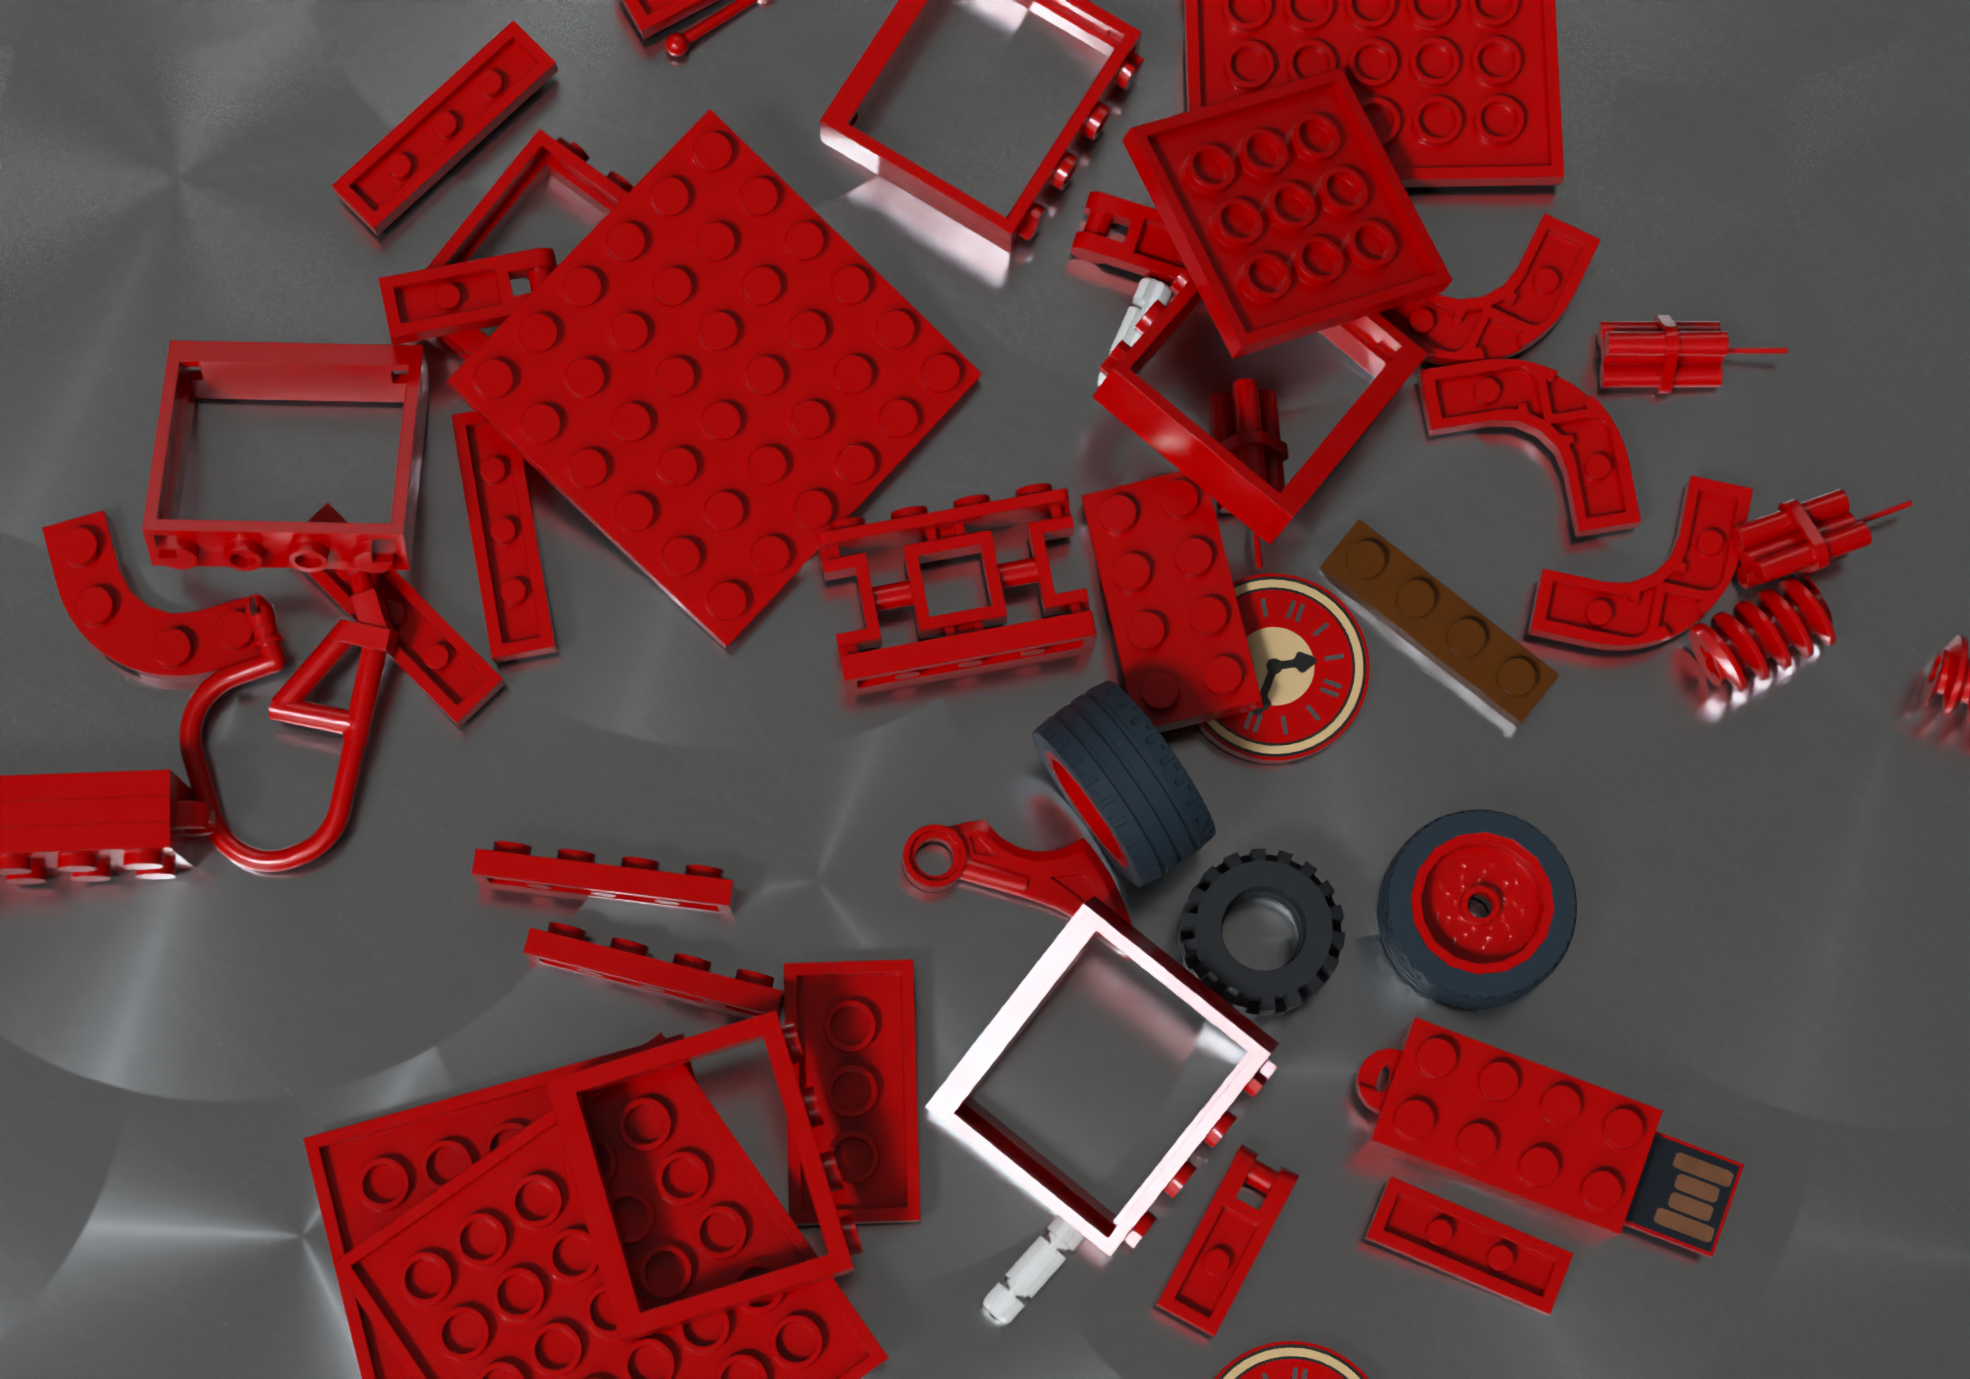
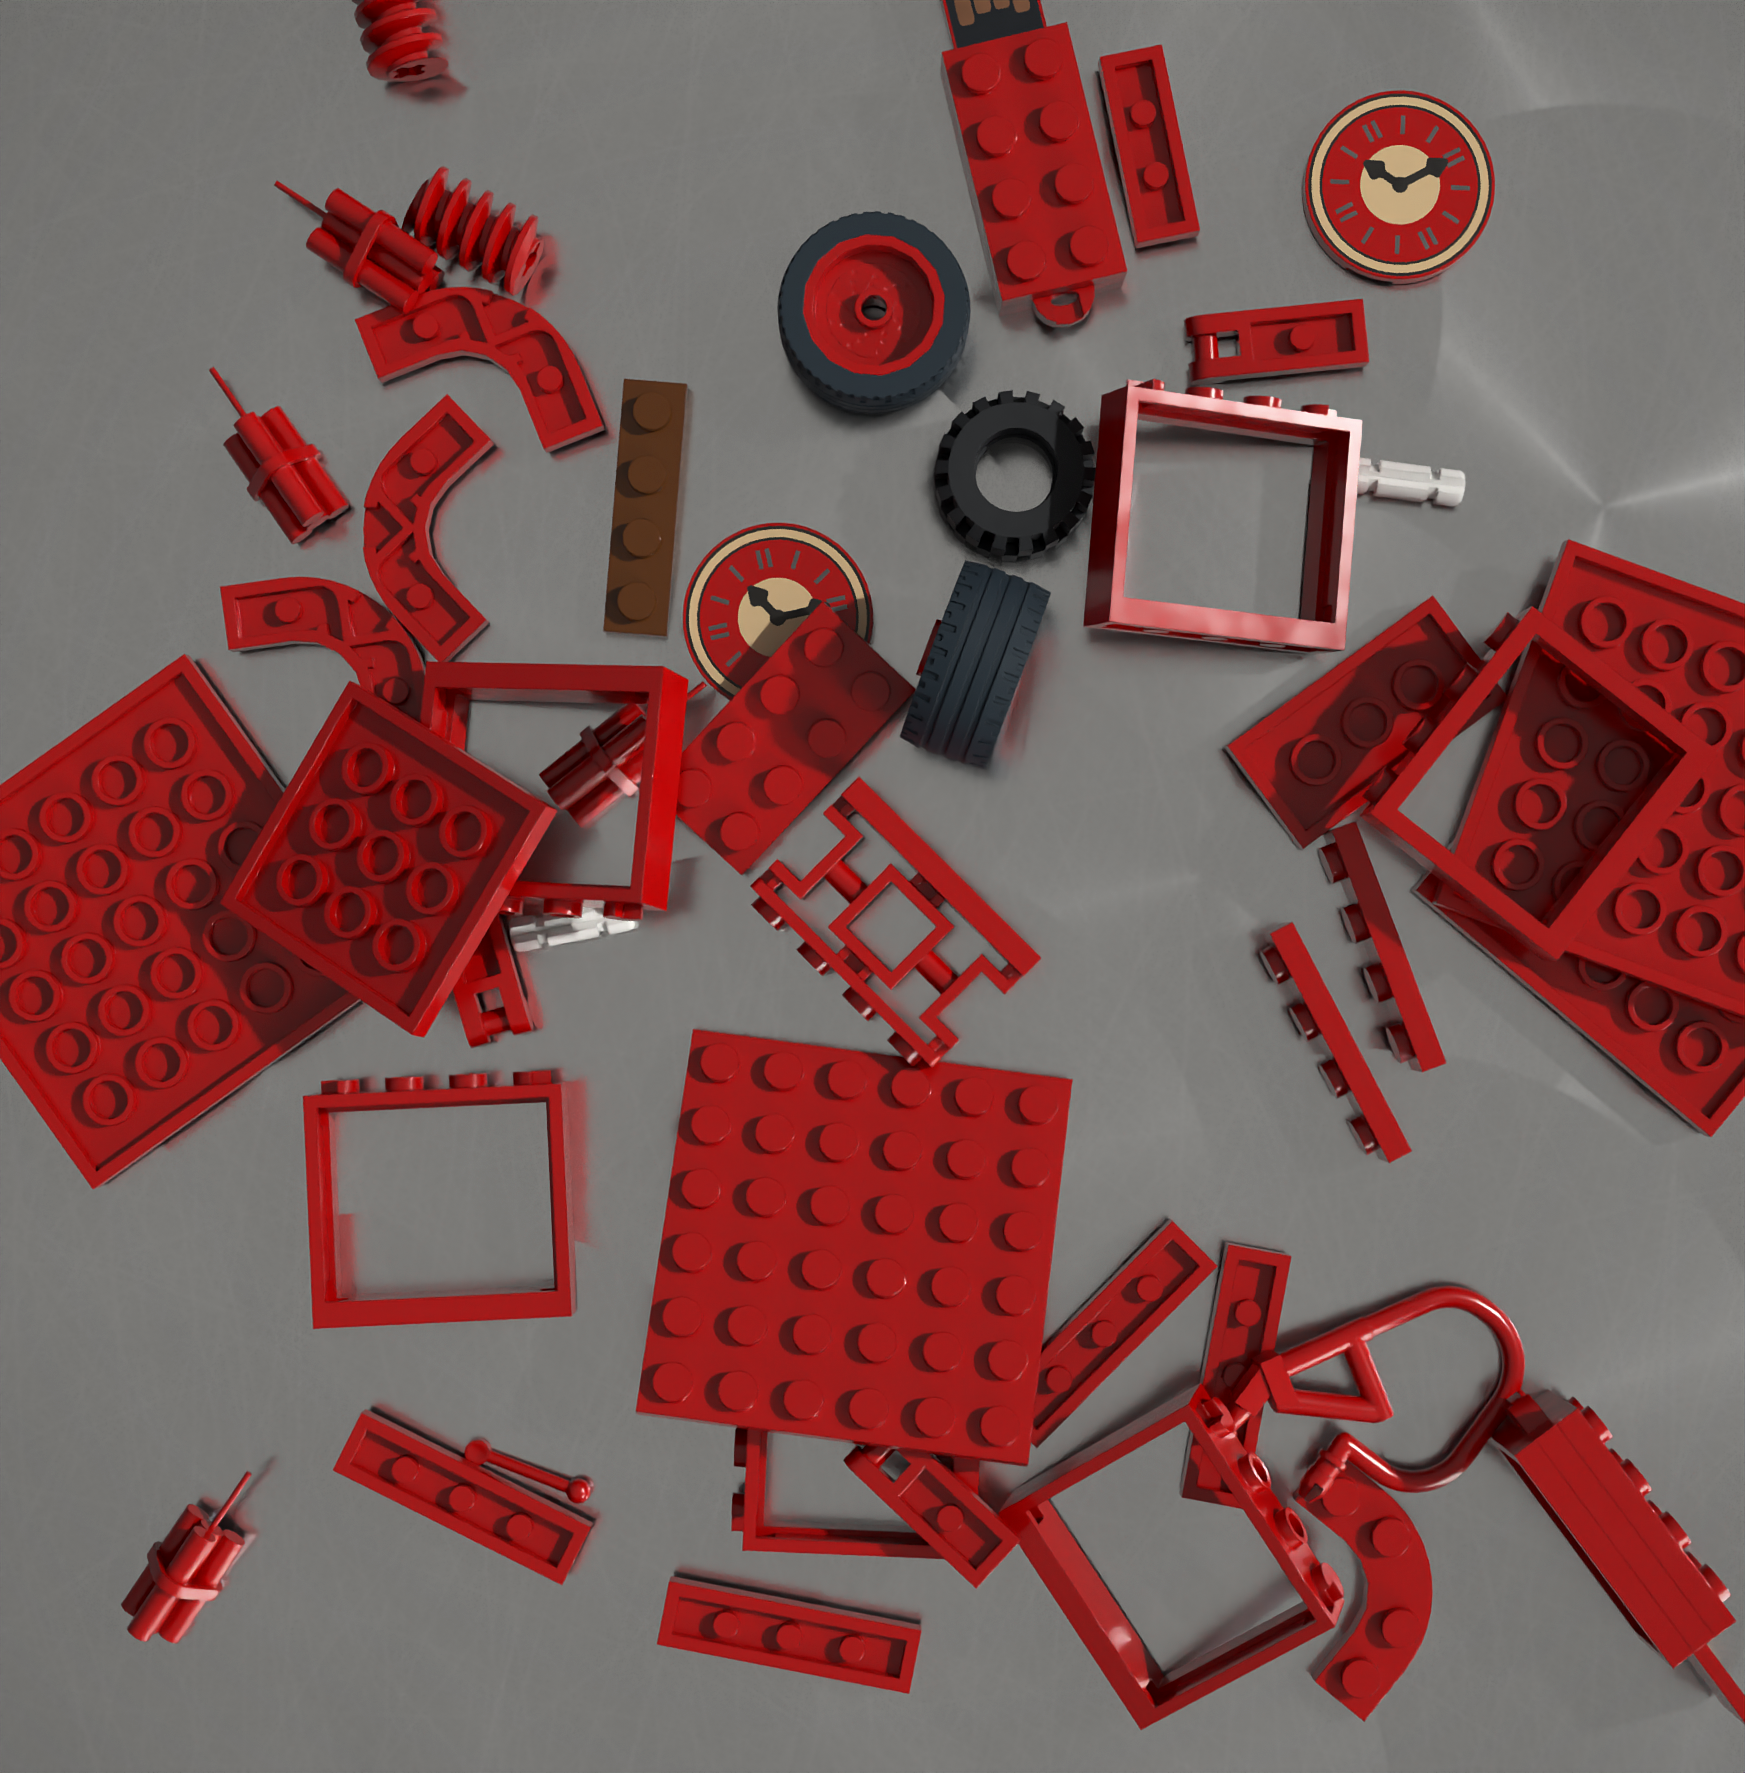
camera: 125 degrees left, 10 degrees up
(981, 856) = (1073, 673): red piece -> none

